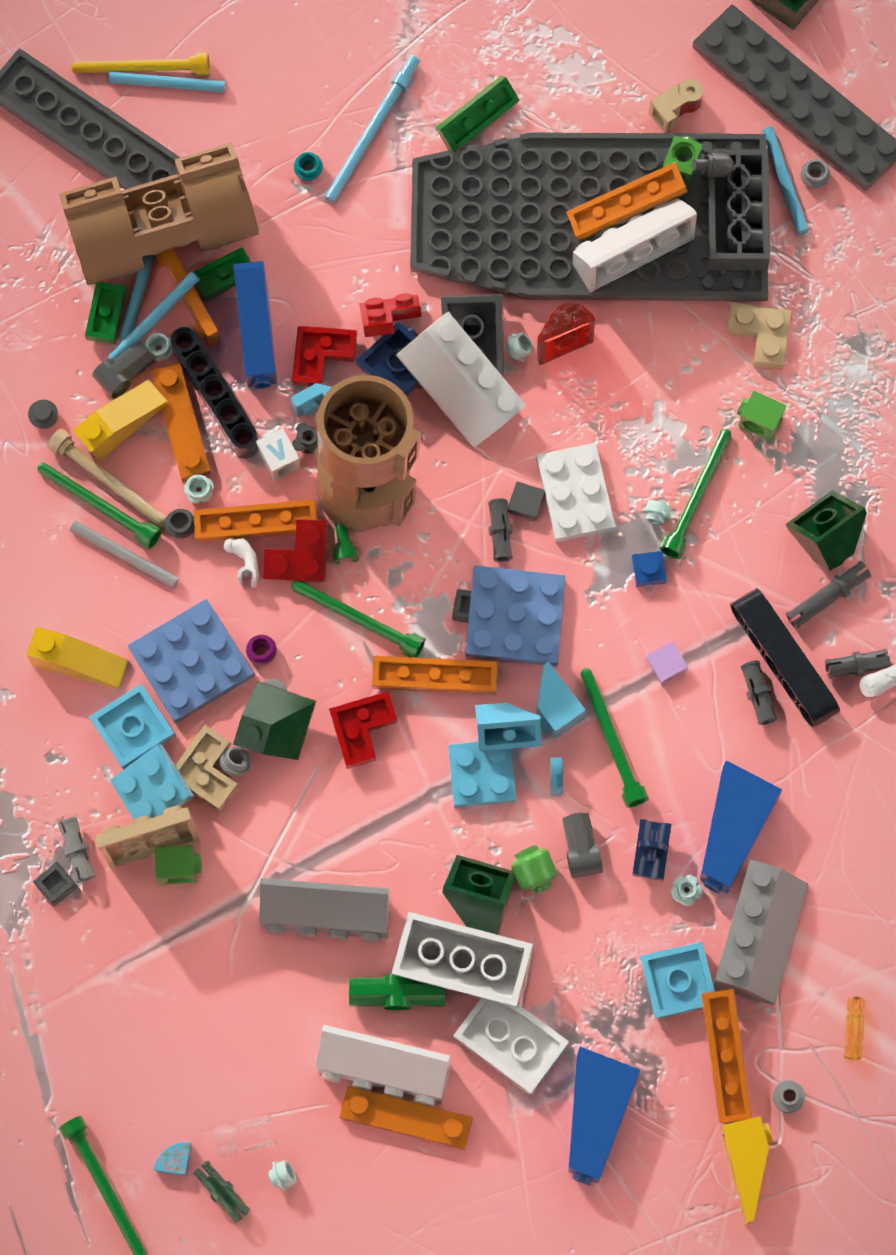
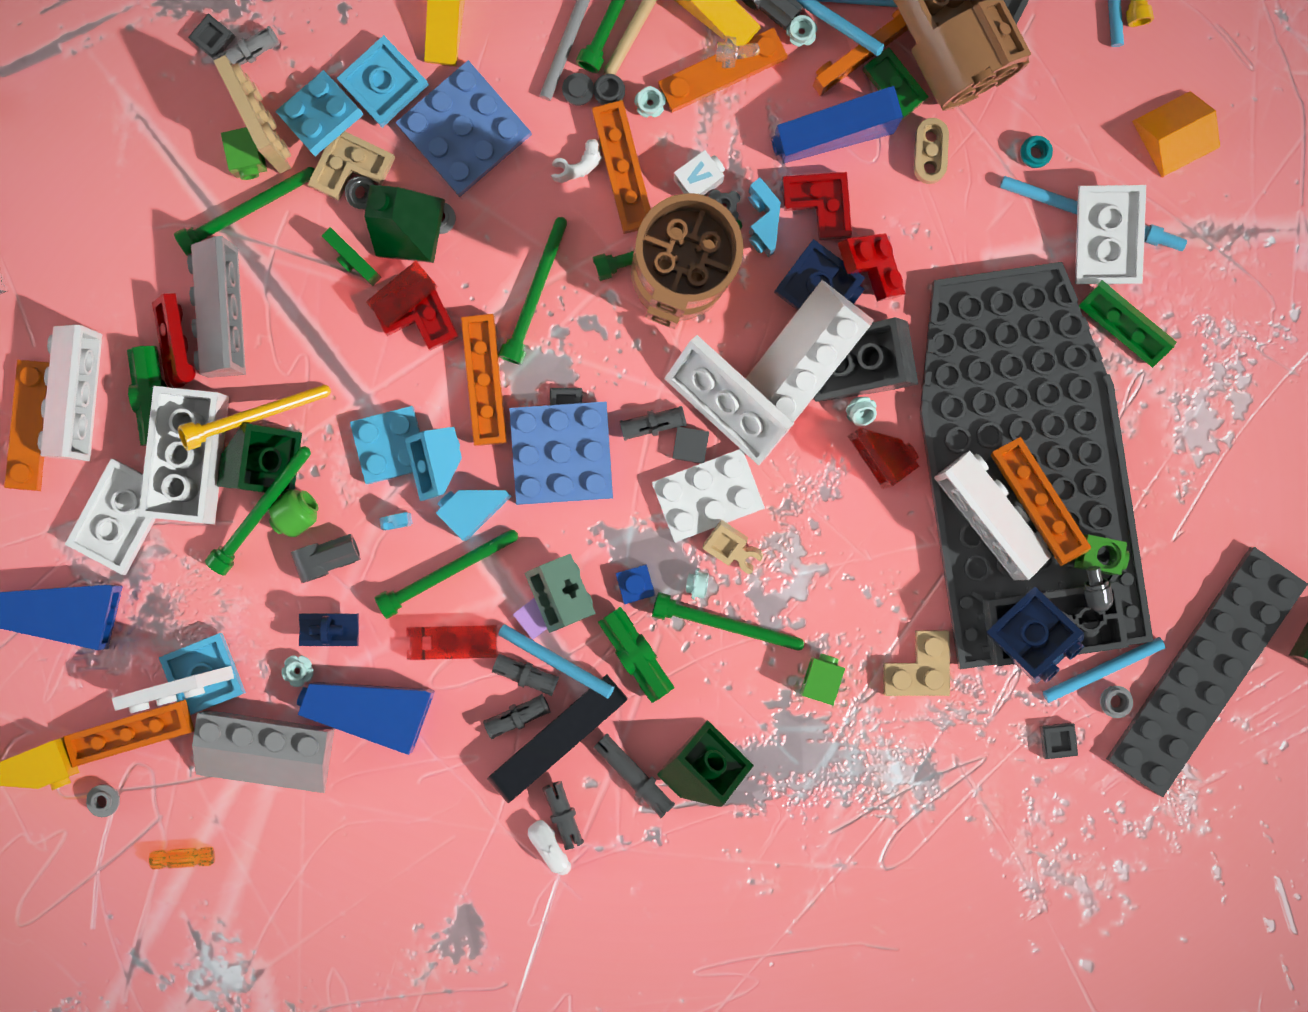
camera: 75 degrees right, 15 degrees up
(168, 407) = (728, 51): none -> clear plate
(174, 550) = (578, 89): none -> dark grey plate
(213, 379) = (767, 85): black beam -> none
(250, 930) = (190, 236): none -> green piece
(256, 642) = (481, 189): magenta plate -> none
(292, 251) = (931, 152): none -> tan plate
(296, 780) = (350, 258): none -> green plate
(304, 562) = (588, 226): red plate -> none
(312, 48) = (1179, 132): none -> light orange slope
(341, 733) = (401, 294): none -> clear red plate
(348, 960) = (172, 341): none -> red plate
(395, 114) = (1110, 234): none -> white plate
(447, 933) = (194, 434): none -> yellow piece
(492, 454) = (728, 400): none -> white plate
(566, 942) = (221, 559): none -> green piece
(625, 478) = (729, 544): none -> tan plate
(648, 632) = (560, 593): none -> sand green brick
(675, 102) = (1181, 542): tan leg -> none
(680, 740) = (453, 642): none -> clear red plate
(693, 1001) = (167, 692): none -> white wing
(711, 645) = (556, 661): none -> medium azure bar
(715, 575) = (636, 655): none -> green piece
(720, 679) = (525, 674): none -> dark grey pin
(747, 219) = (1037, 636): none -> dark blue plate
(844, 226) = (1059, 740): none -> dark grey tile

